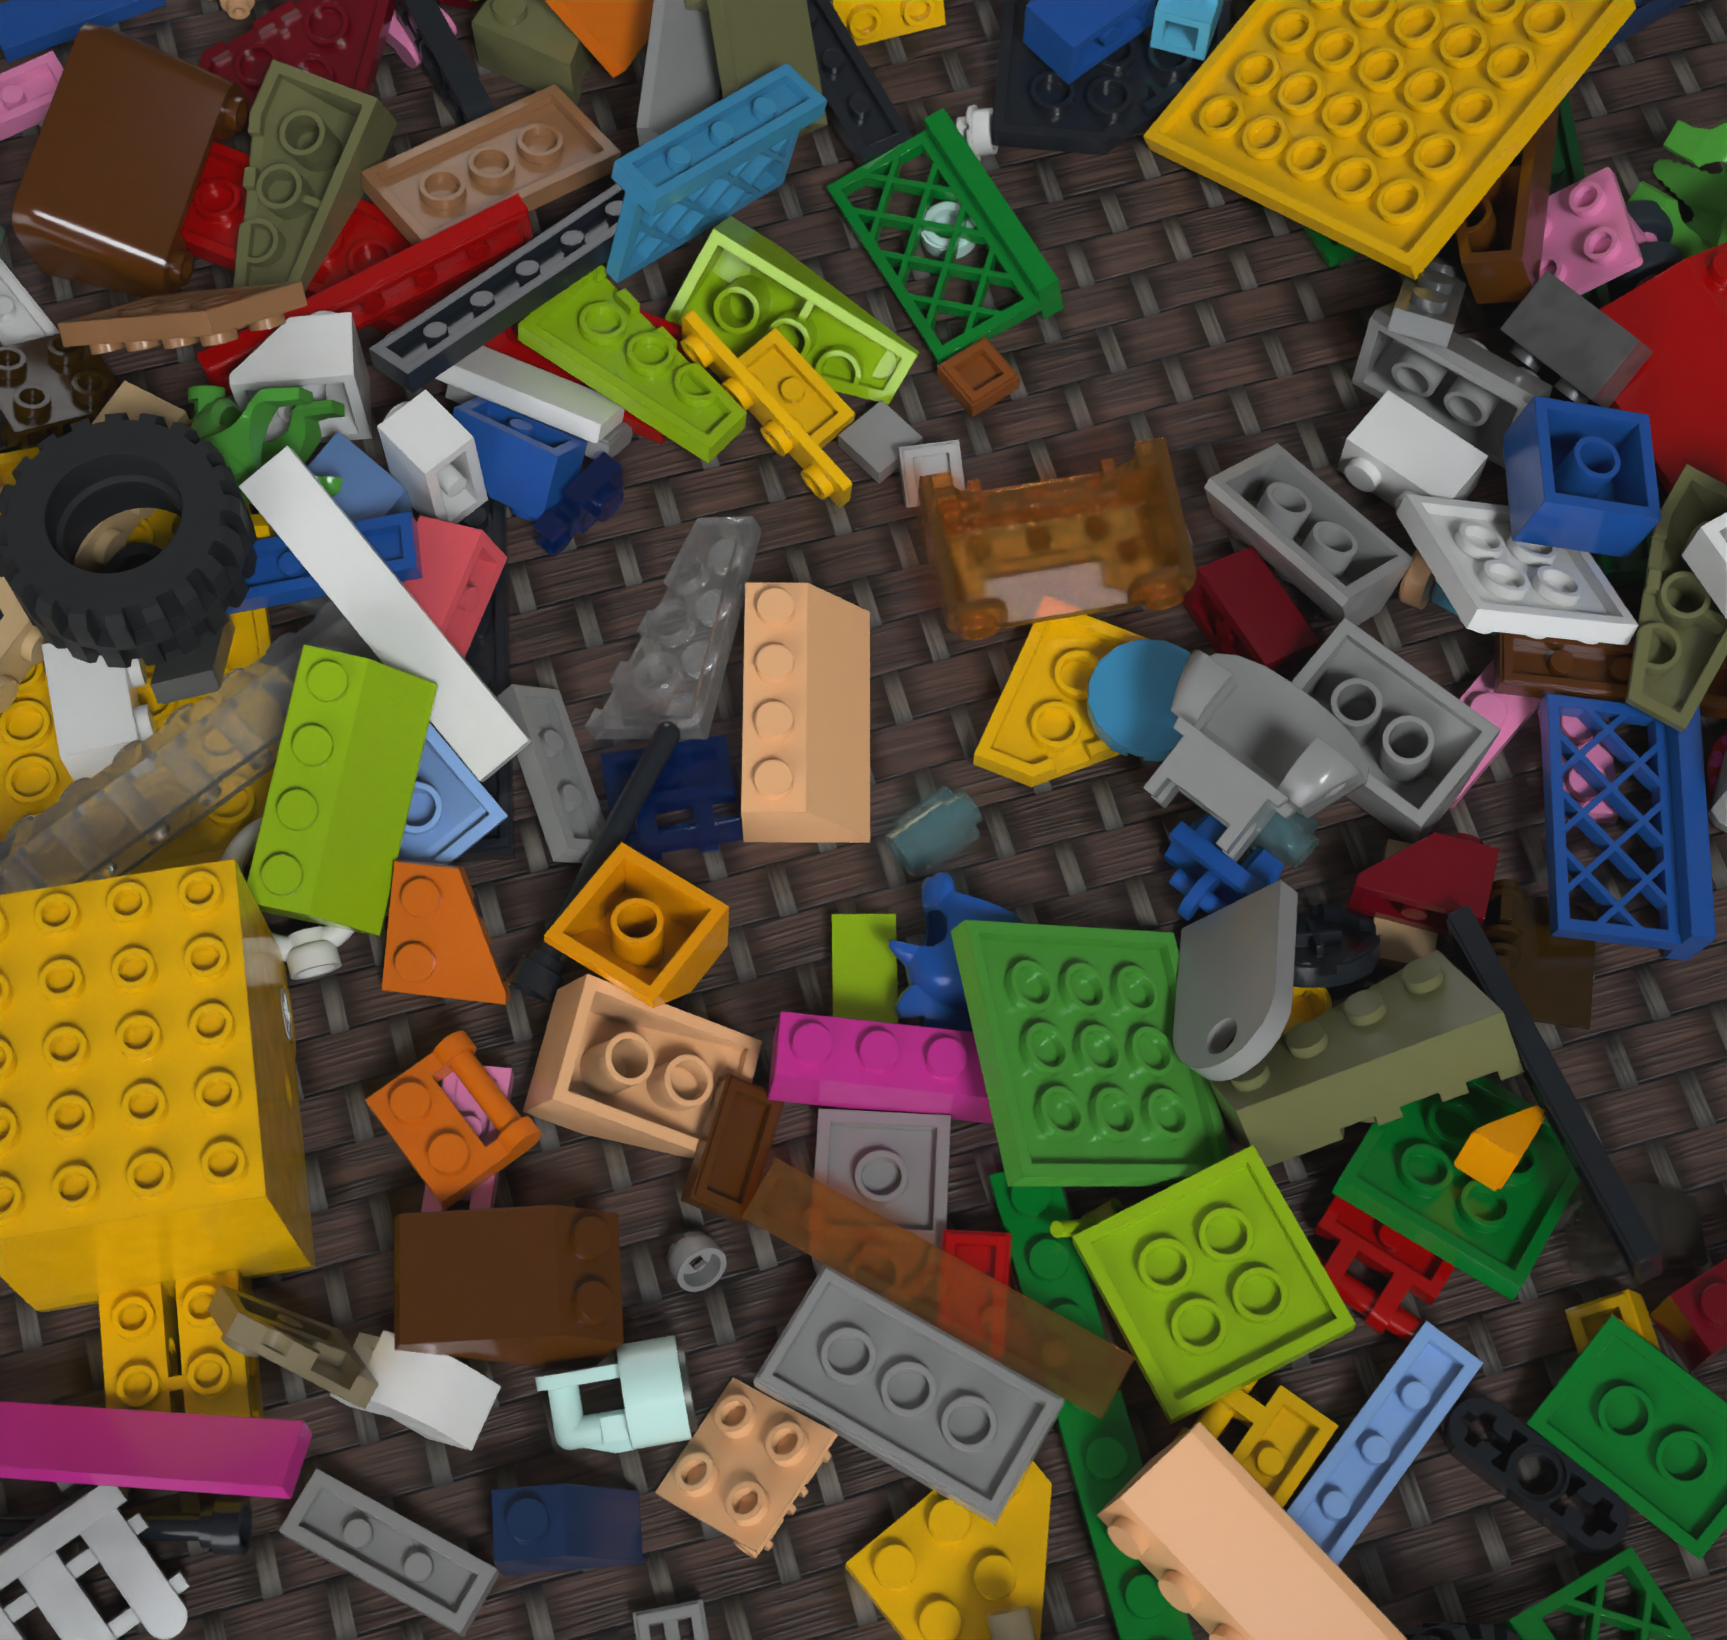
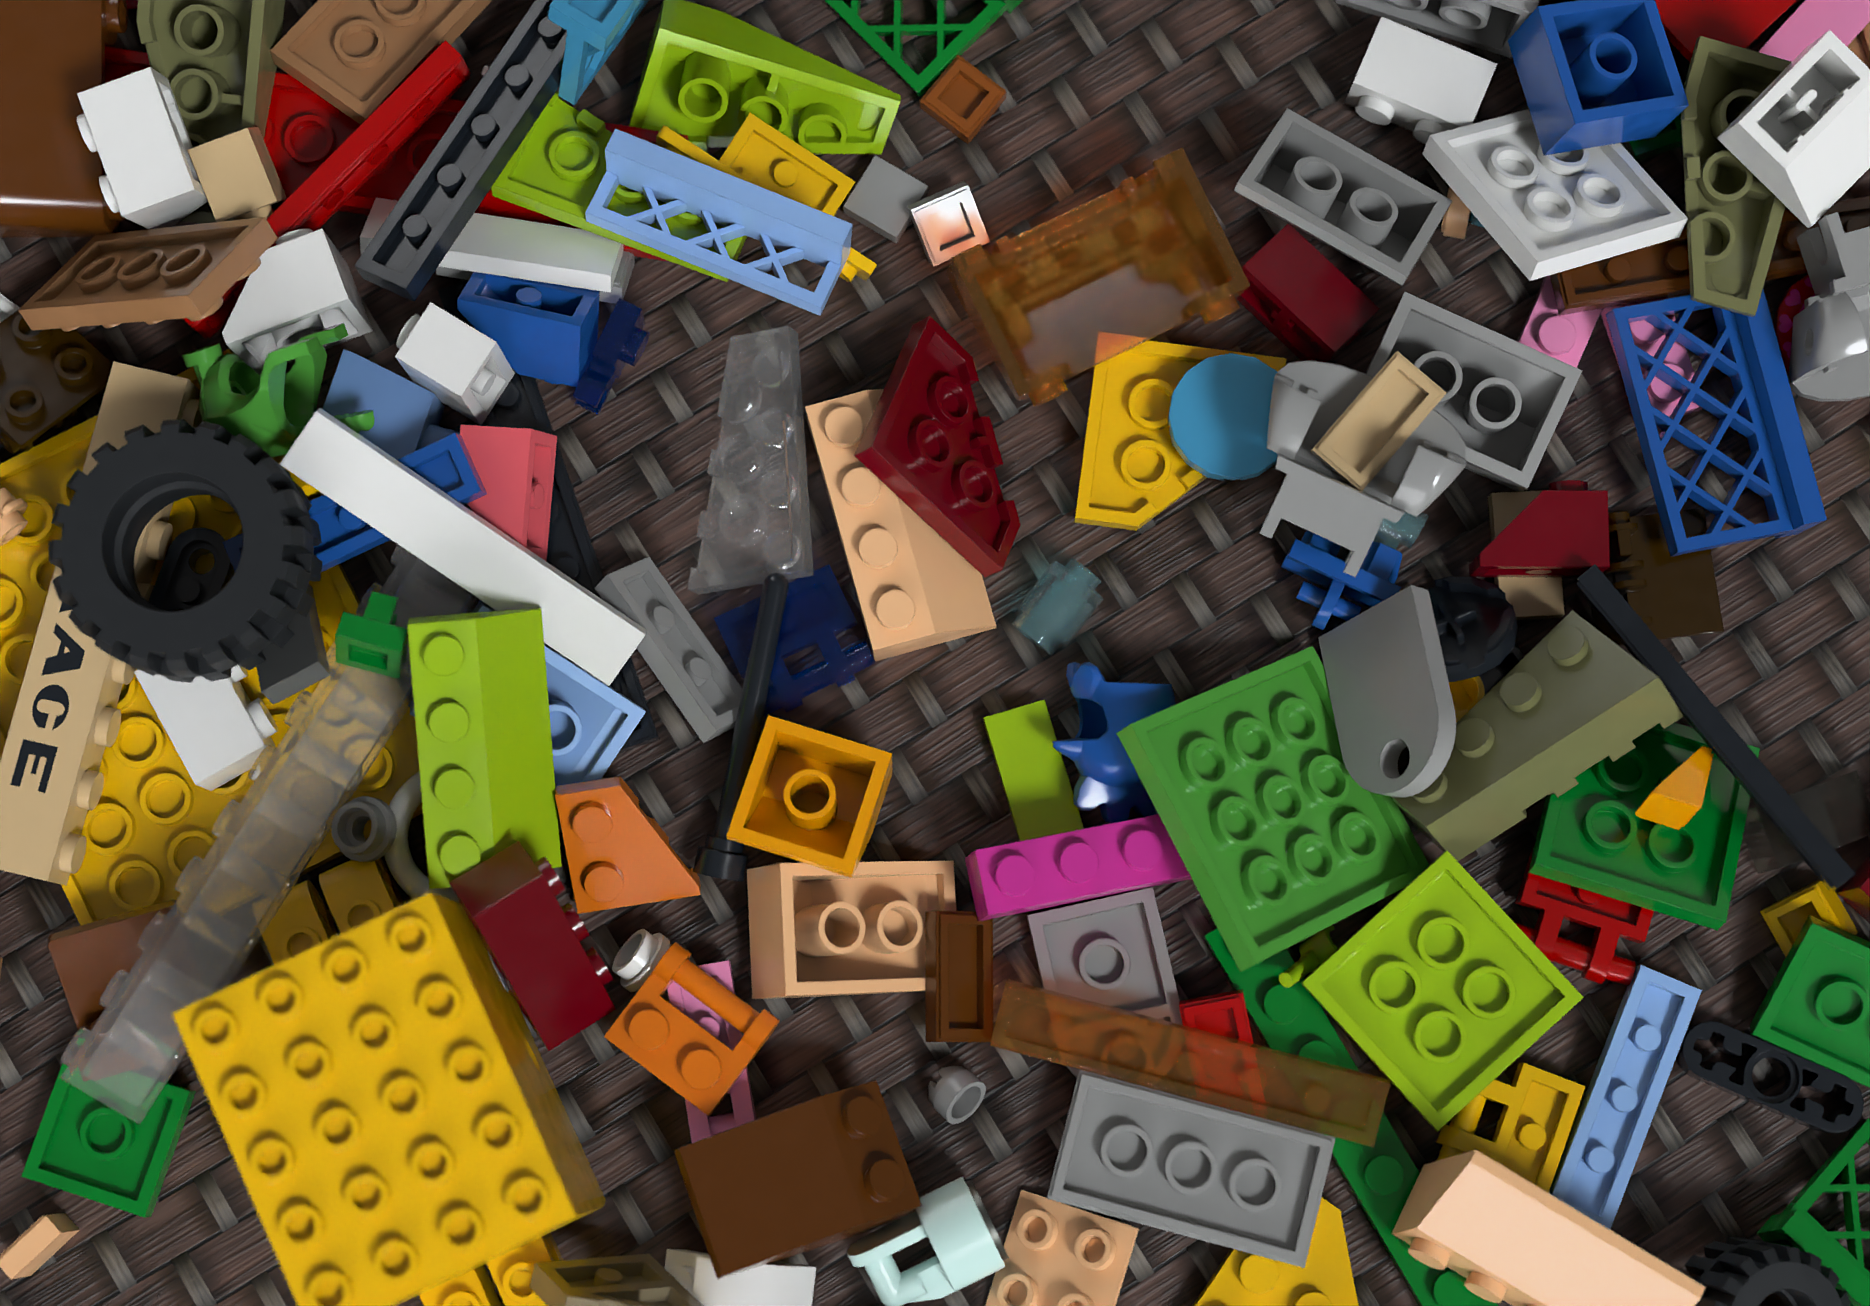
camera: 15 degrees left, 15 degrees up
(203, 840) = (349, 827): none -> light grey plate
(215, 211) = (142, 149): none -> white slope
(267, 663) = (374, 639): none -> green tile
(293, 250) = (238, 175): none -> tan brick
(328, 987) = (536, 943): none -> dark red brick
(423, 1043) = (639, 957): none -> white plate
(729, 386) = (726, 201): none -> light blue fence
(861, 658) = (939, 450): none -> dark red plate
(1288, 720) = (1378, 422): none -> tan tile

